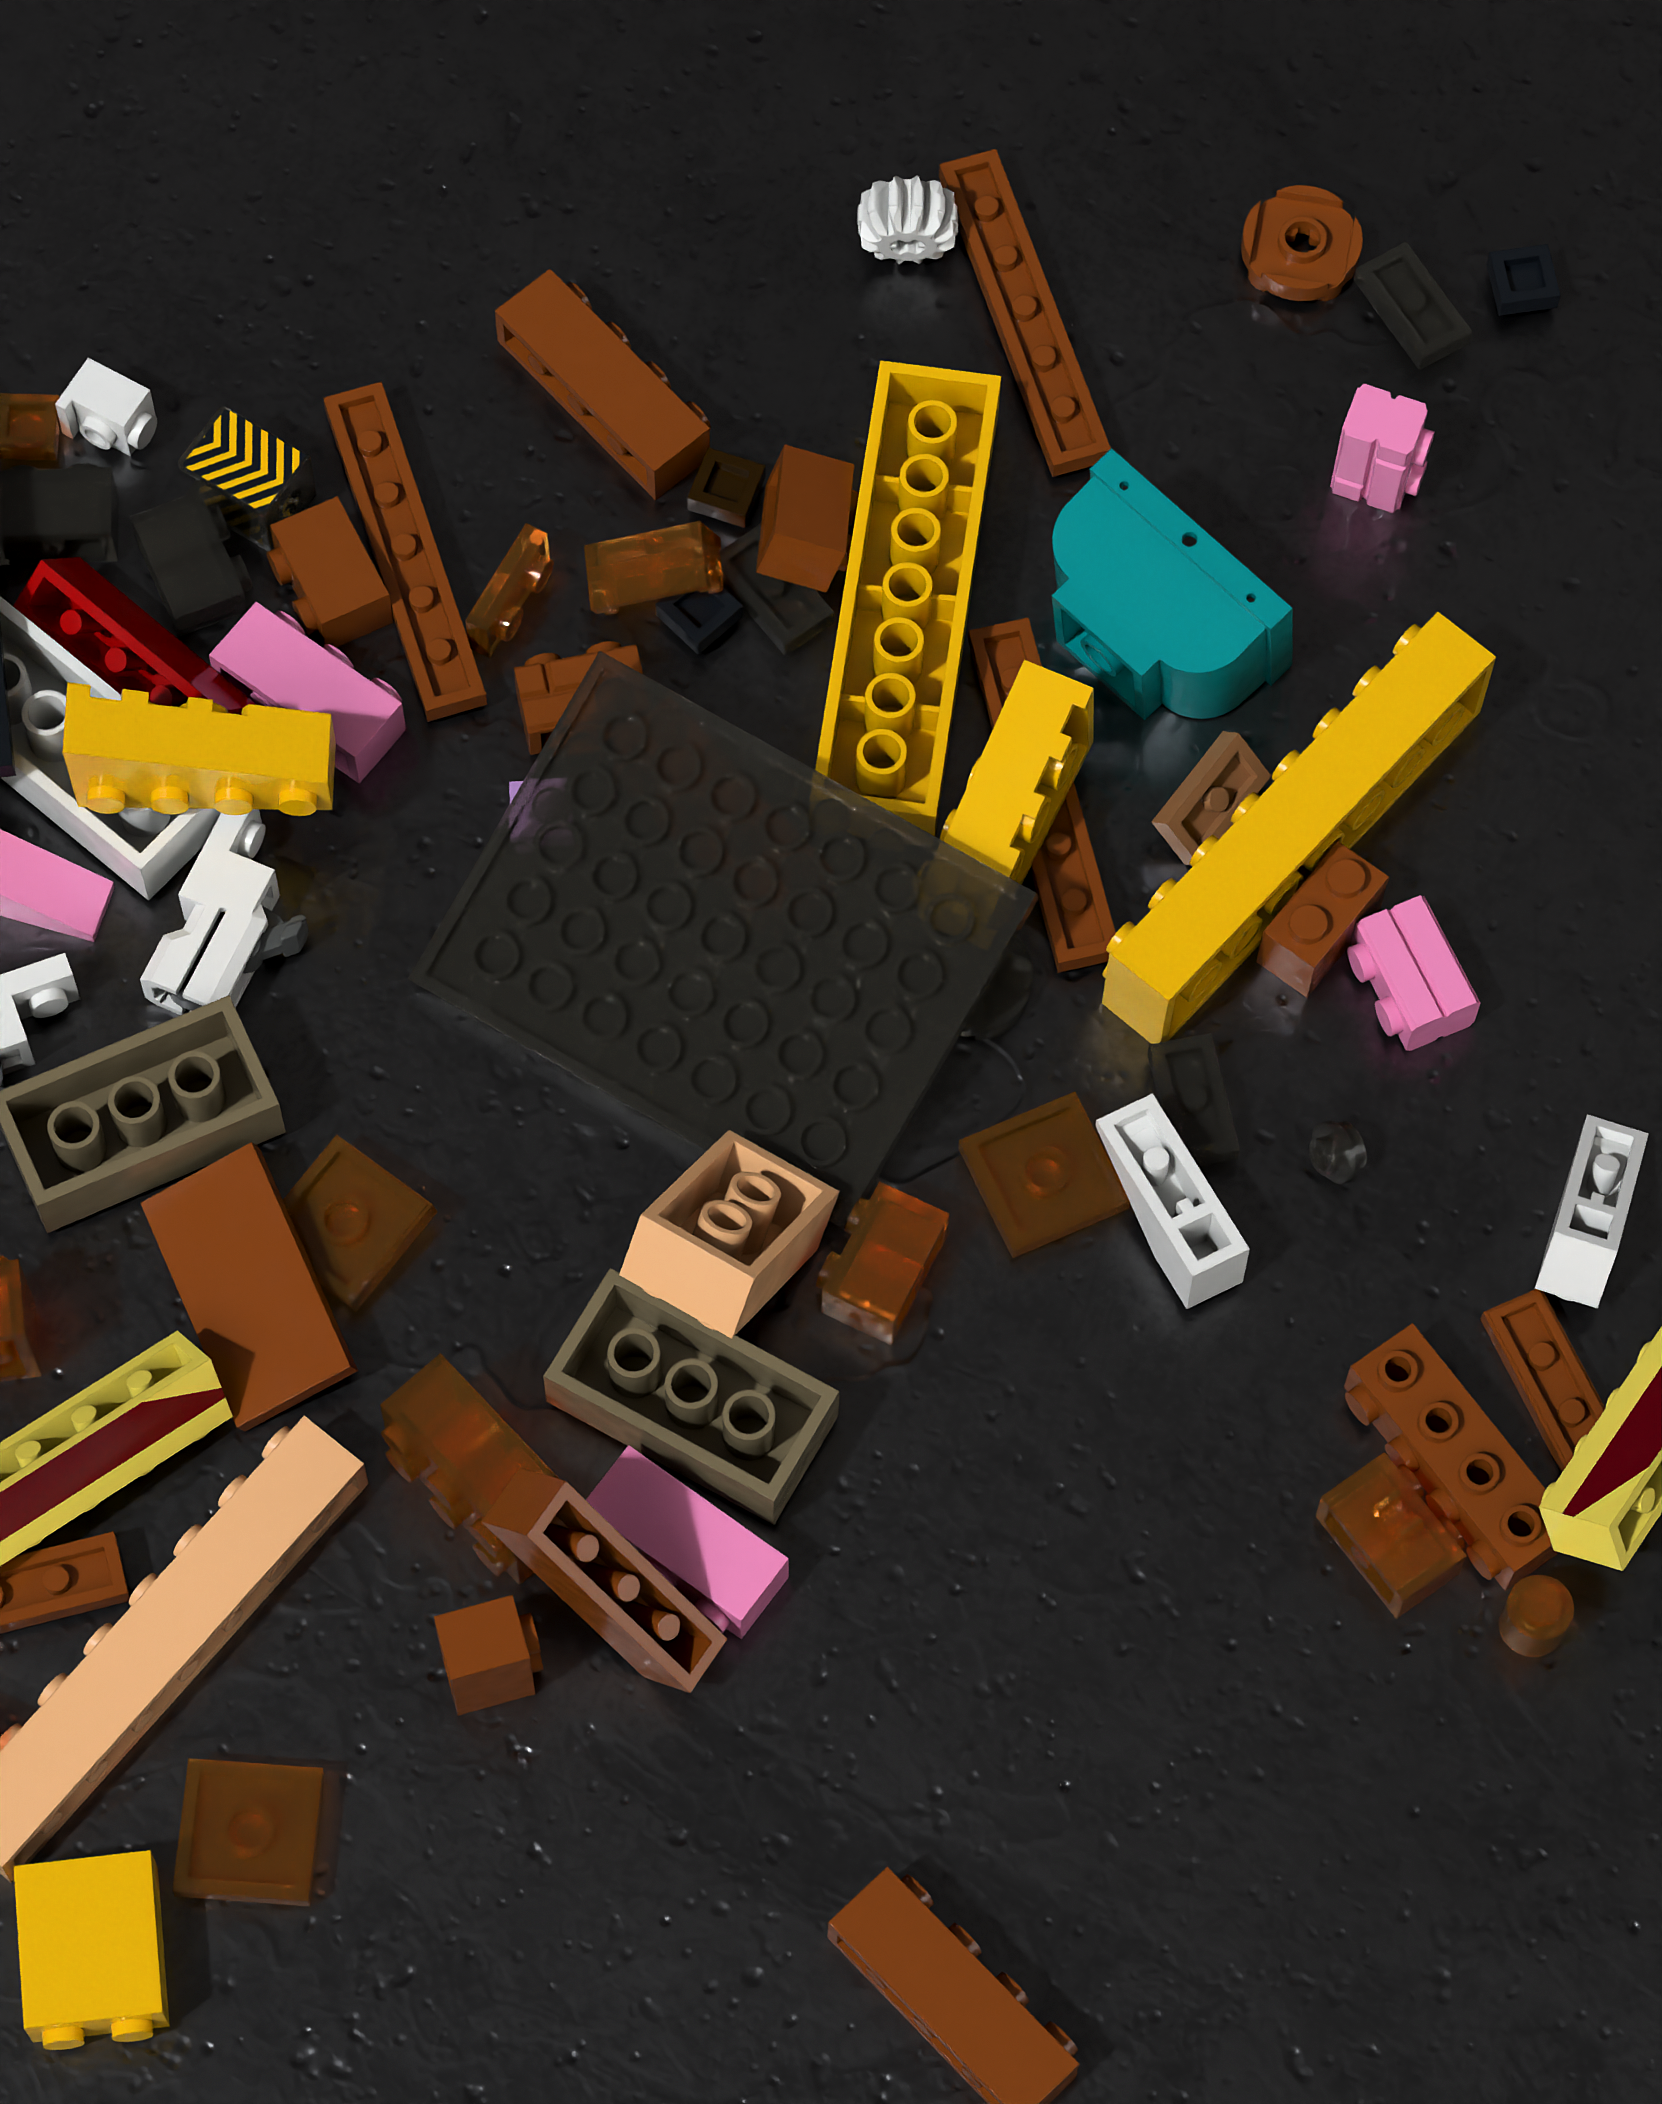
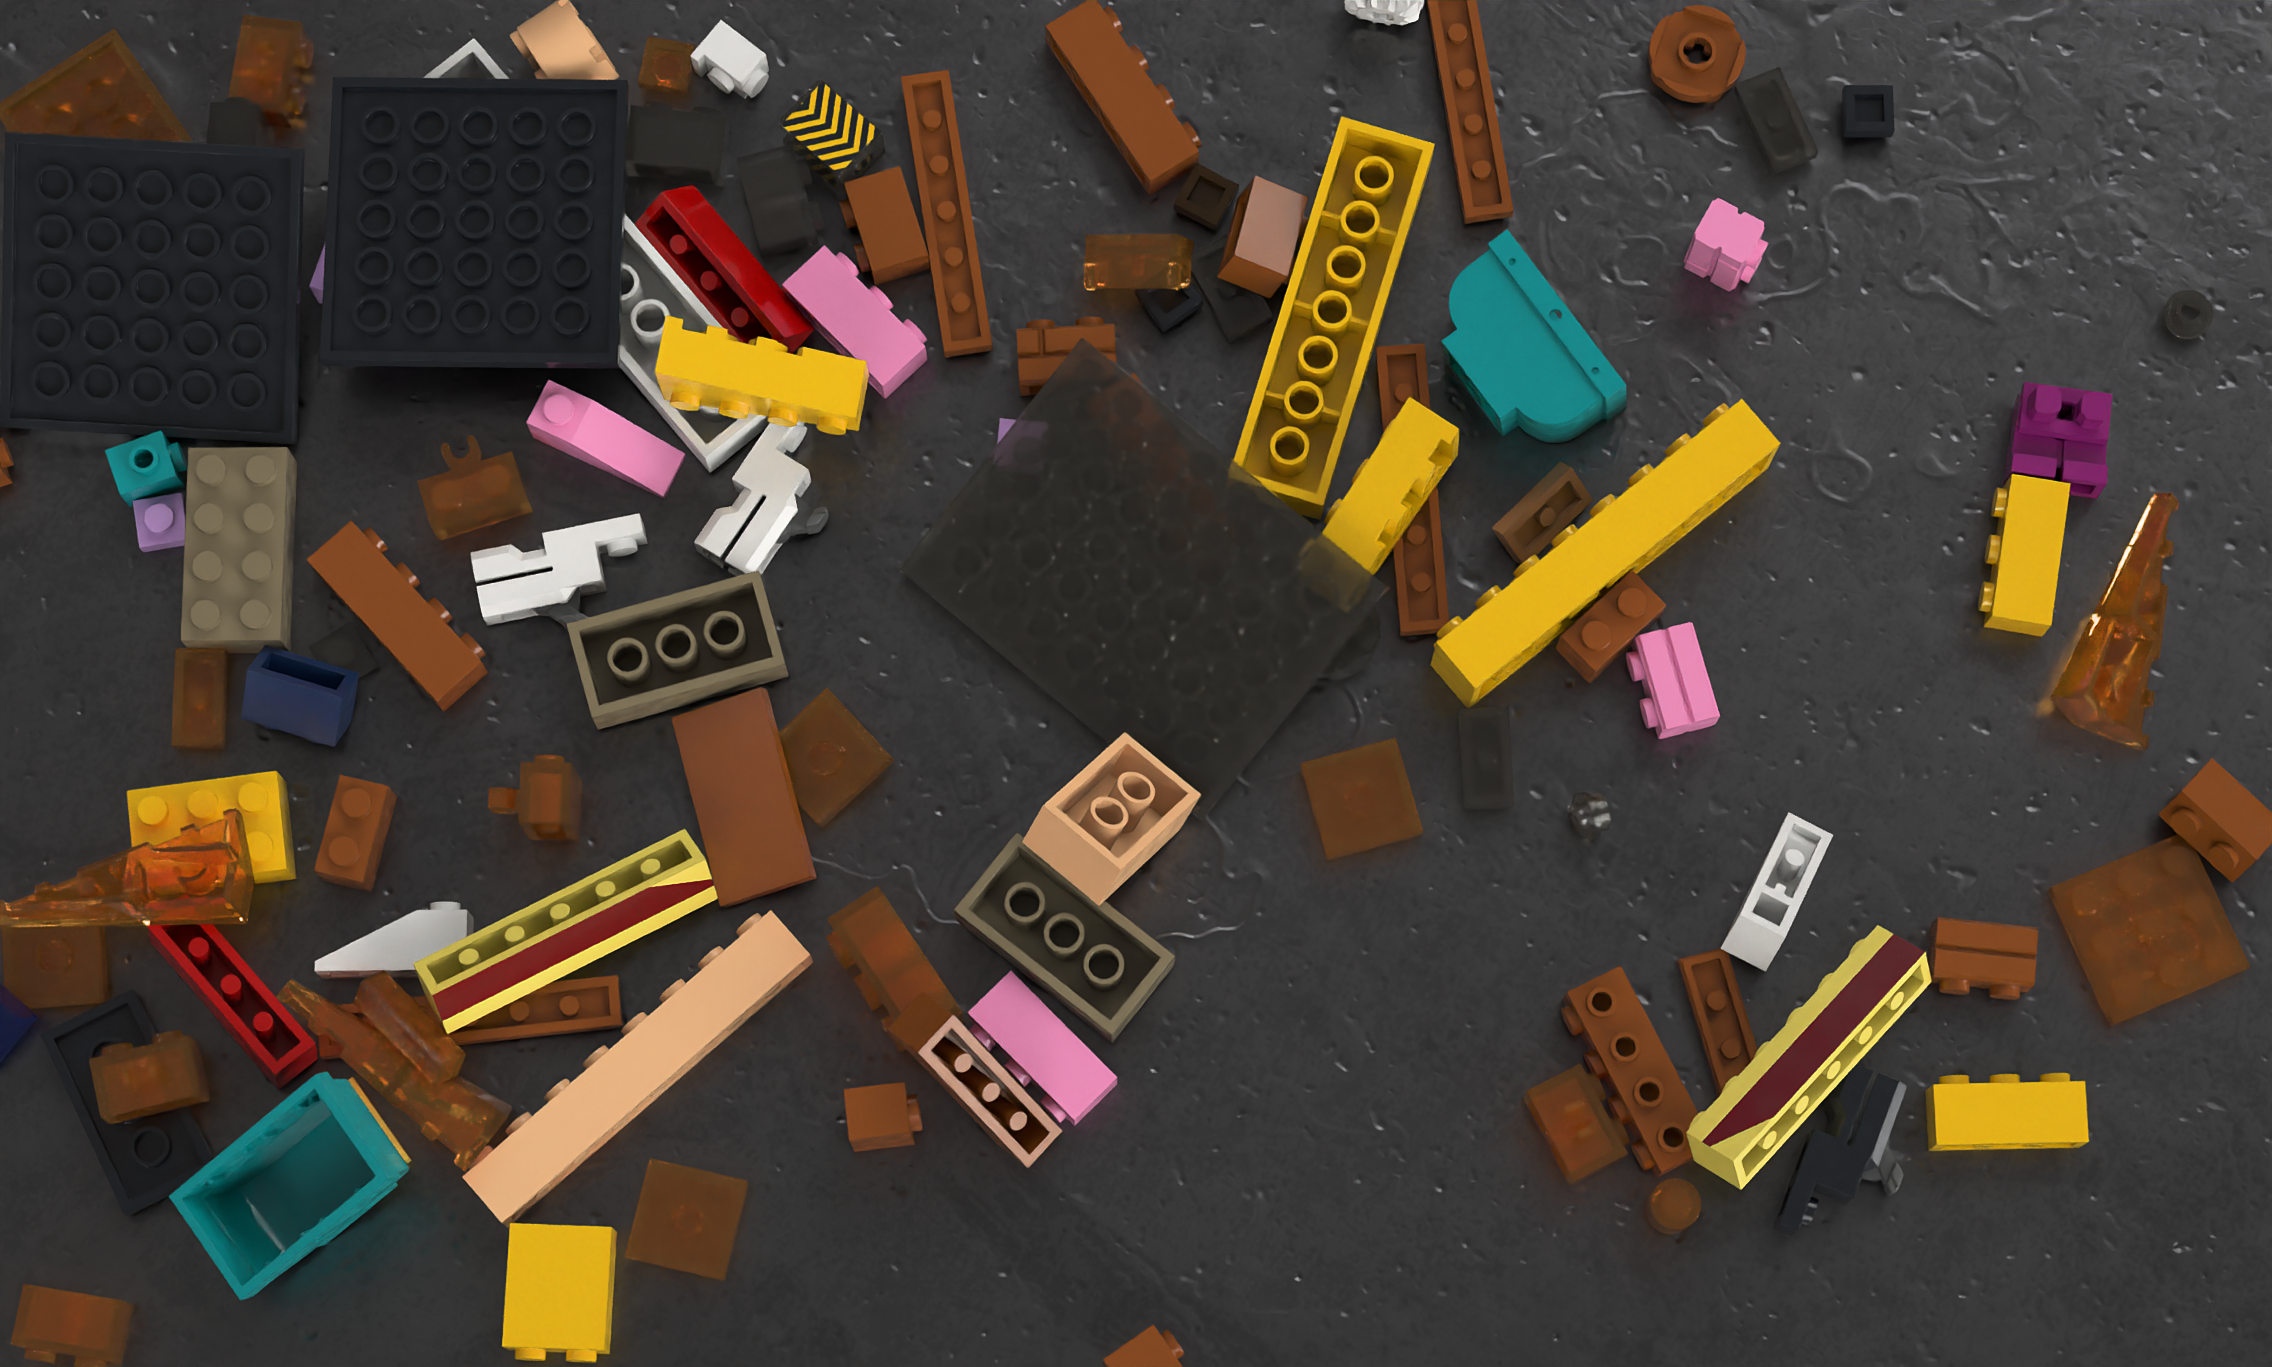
camera: 10 degrees right, 10 degrees up
(499, 607) = (1011, 276): clear orange plate -> none
(883, 1261) = (1226, 851): clear orange brick -> none
(1173, 1202) = (1454, 839): white slope -> none

